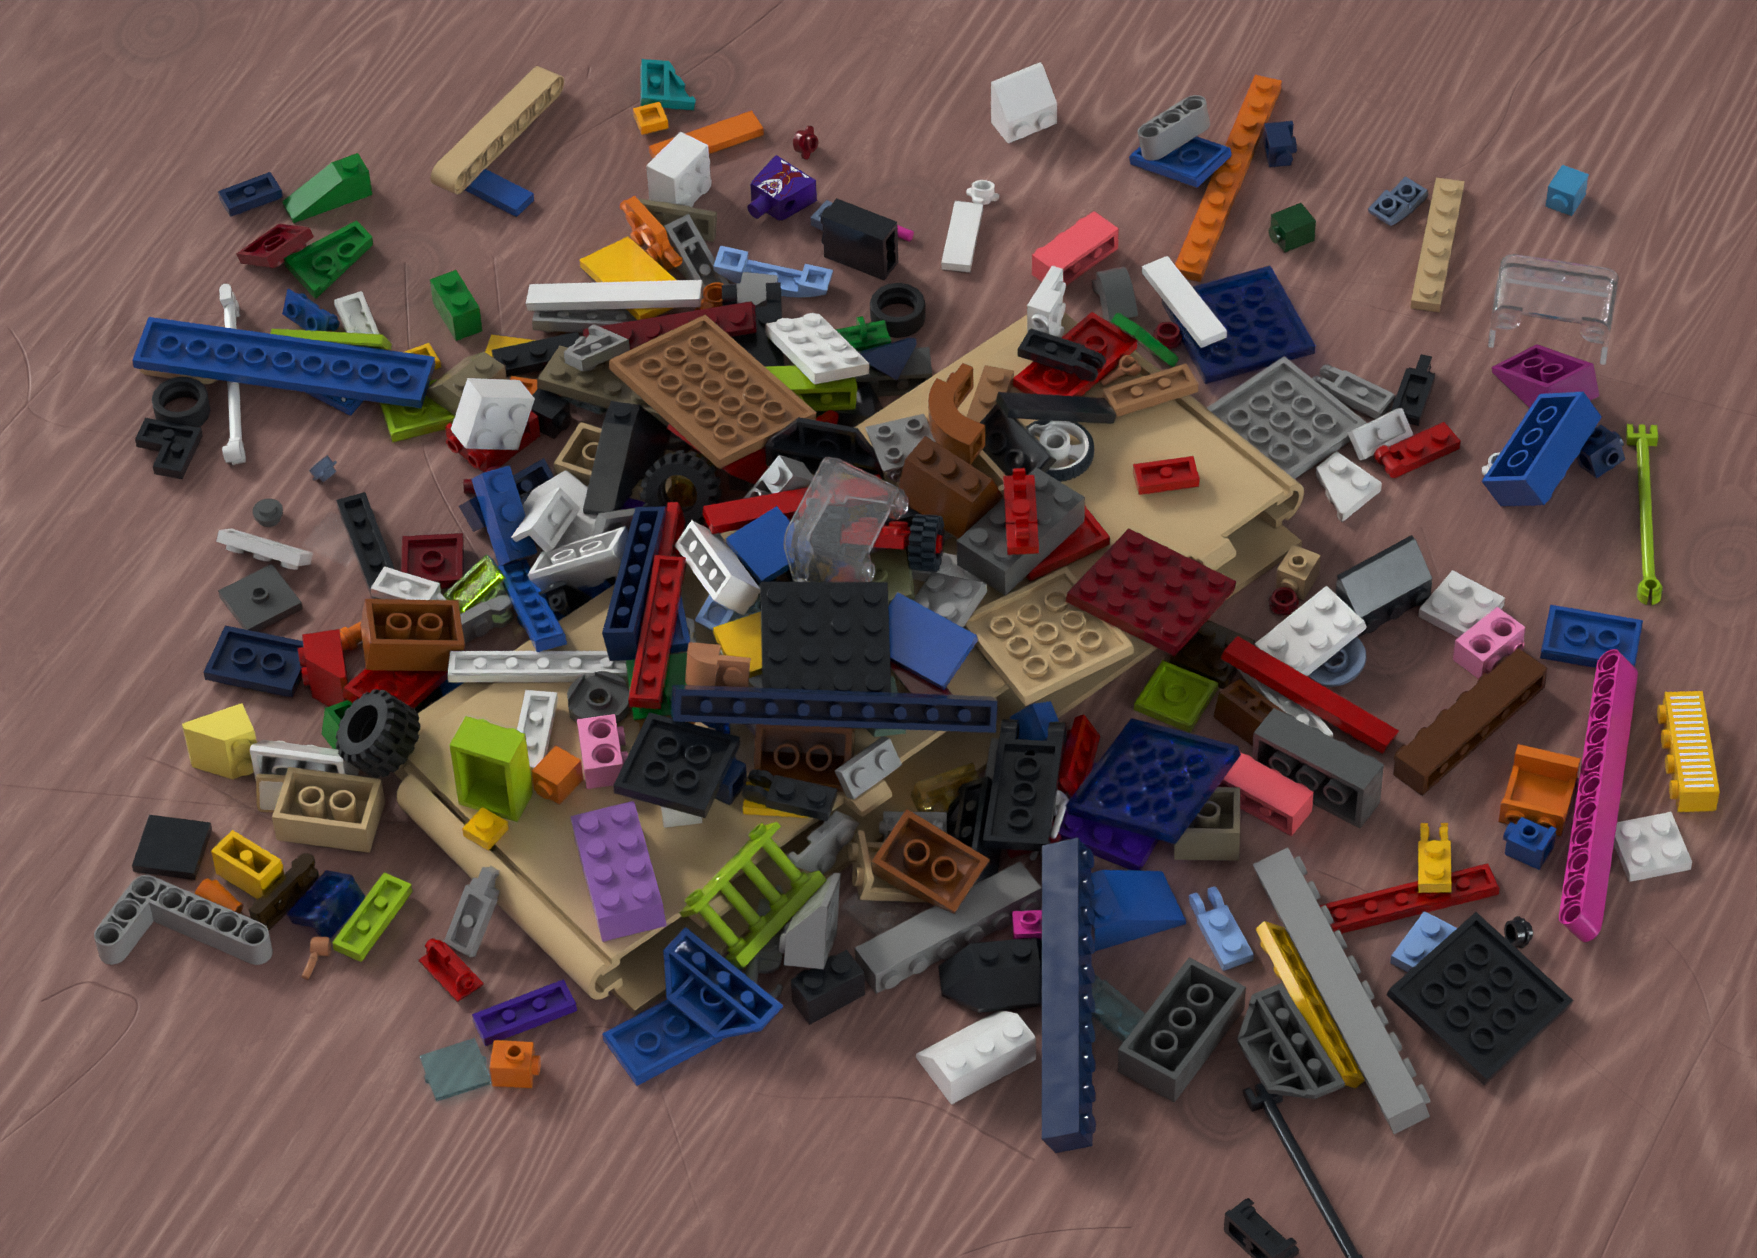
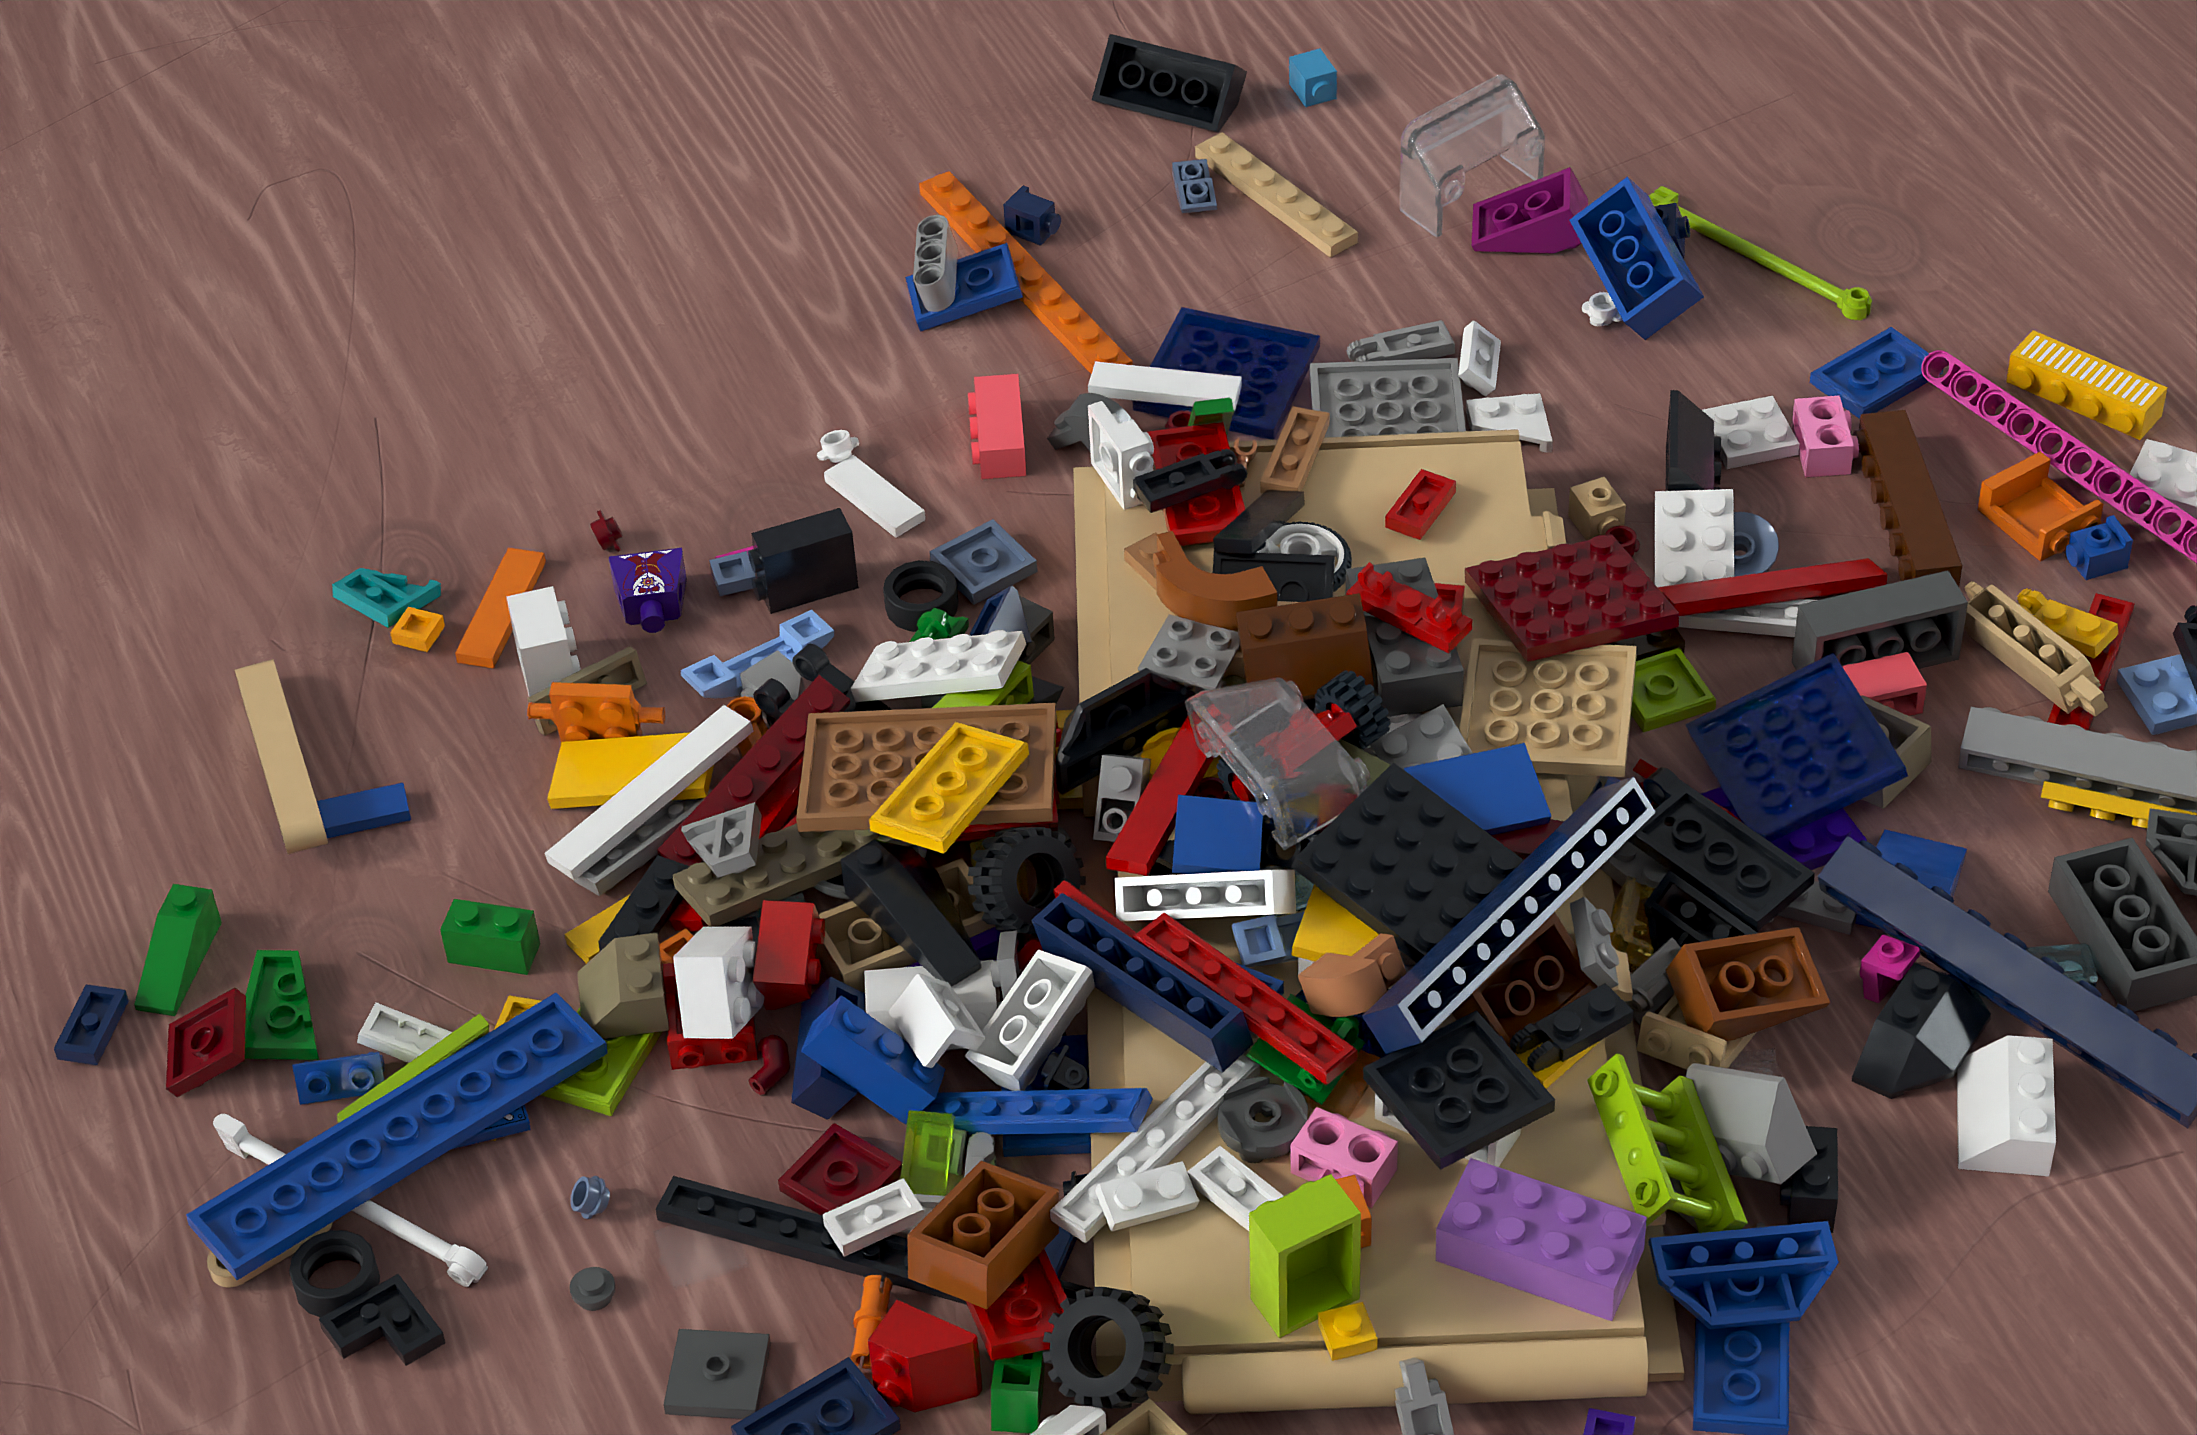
camera: 50 degrees left, 5 degrees down
(264, 549) = (649, 1322): white plate -> none
(494, 684) = (1146, 1196): none -> white plate
(541, 426) = (787, 952): none -> red slope
(692, 406) = (949, 787): none -> yellow tile
(696, 256) = (683, 706): light grey slope -> none
(825, 843) = (1631, 1045): light grey wing -> none
(939, 933) = (1817, 1039): light grey brick -> none
(954, 319) = (985, 561): none -> sand blue plate
(1023, 103) = (768, 347): white slope -> none
(1221, 931) = (2001, 829): light blue hinge -> none
(1242, 709) = (1748, 647): reddish brown hinge -> none
(1292, 227) = (1148, 267): dark green brick -> none
(1380, 850) = (2032, 650): none -> tan hinge
(1415, 390) = (1446, 303): black hinge -> none
(1417, 450) = (1520, 348): red plate -> none
(1480, 126) = (1168, 83): none -> black slope

